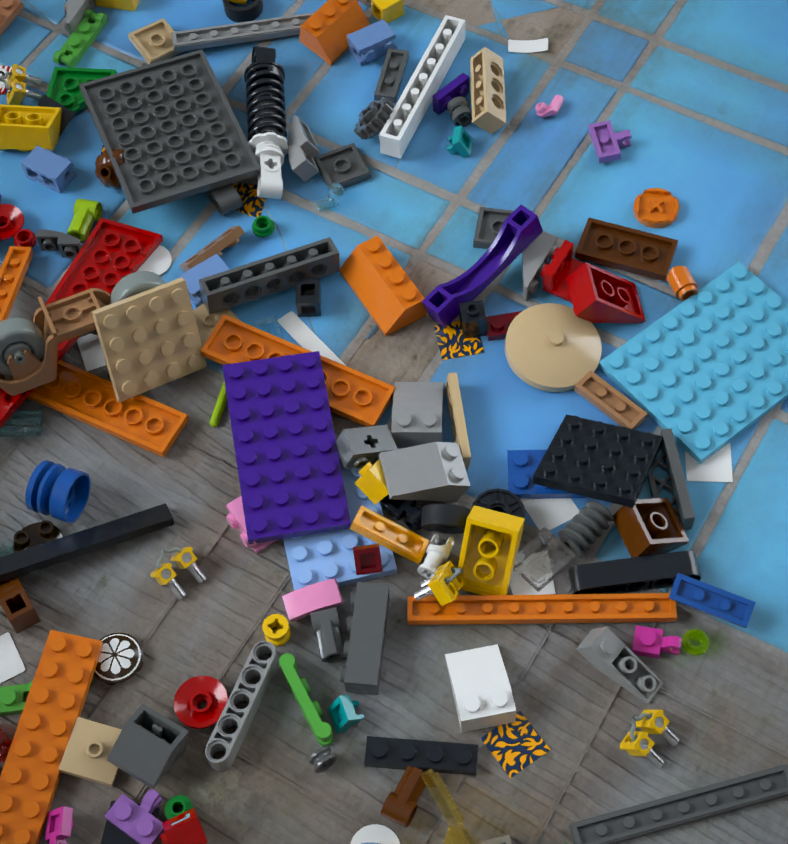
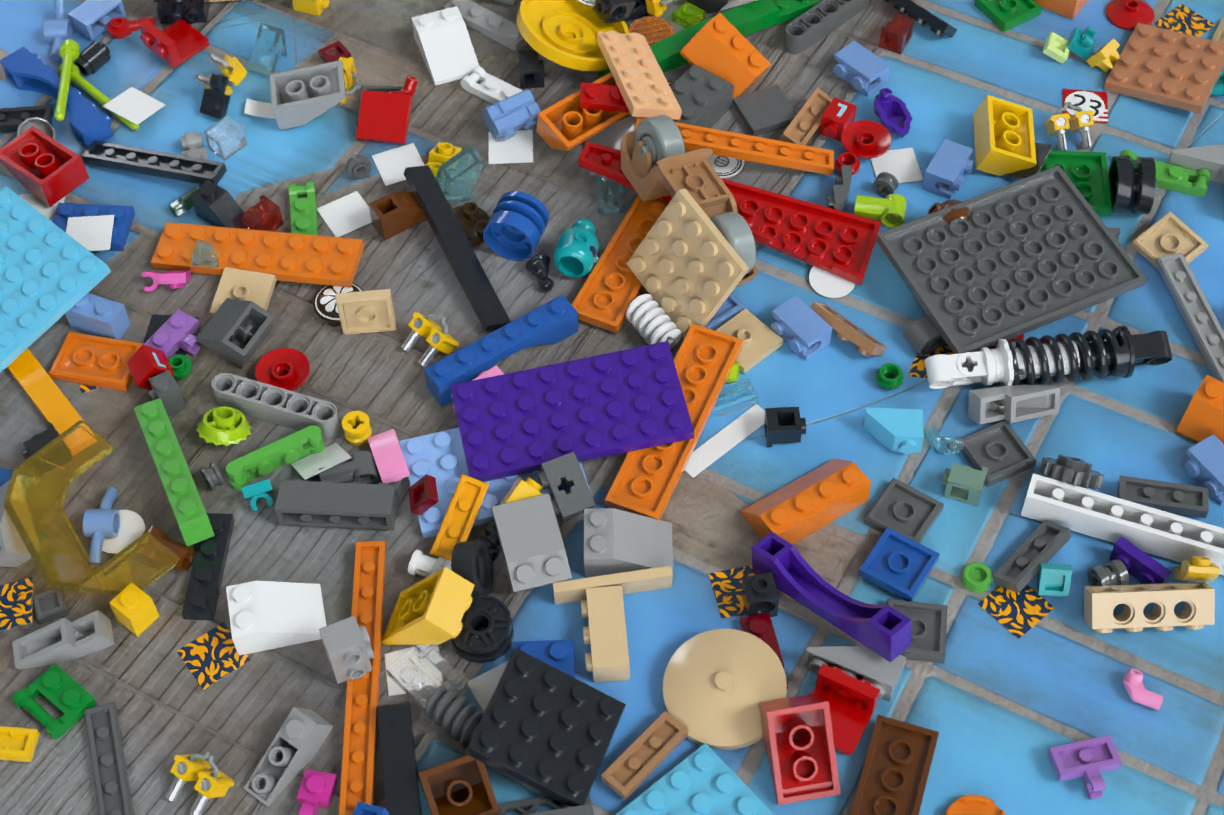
camera: 85 degrees right, 5 degrees down
(35, 207) = (900, 163): none -> white sticker
(42, 787) = (204, 255): none -> clear light blue tile
(56, 213) = (885, 184): none -> dark grey bush
(91, 444) = (577, 249): none -> teal piece
(99, 47) = (1132, 184): none -> black wheel
(106, 479) = (539, 267): none -> black piece
(145, 620) = (366, 311): none -> tan plate
(189, 386) = (652, 321): none -> white piece
(204, 507) = (543, 325): none -> blue arch
(219, 814) = (167, 389): none -> dark grey brick
(264, 753) = (224, 426): none -> lime piece
(269, 275) = (804, 381): dark grey brick -> none
(313, 659) = (327, 458): none -> white sticker
(319, 221) = (896, 428): none -> medium azure slope
(319, 790) = (174, 472): none -> bright green brick
(373, 185) = (964, 483): none -> sand green brick
(395, 228) = (904, 511): none -> dark grey tile
(440, 152) = (1026, 560): none -> dark grey plate
(443, 232) = (899, 564): none -> blue plate
(443, 584) = (383, 559): yellow piece -> none
(454, 189) = (976, 577): none -> bright green tile
(464, 61) = (1197, 570): none -> yellow slope
(476, 812) = (134, 609): none -> yellow brick
(477, 170) = (1016, 610): none -> sticker
(504, 425) = (606, 634): none -> tan brick
(535, 605) = (347, 649): none -> light grey brick

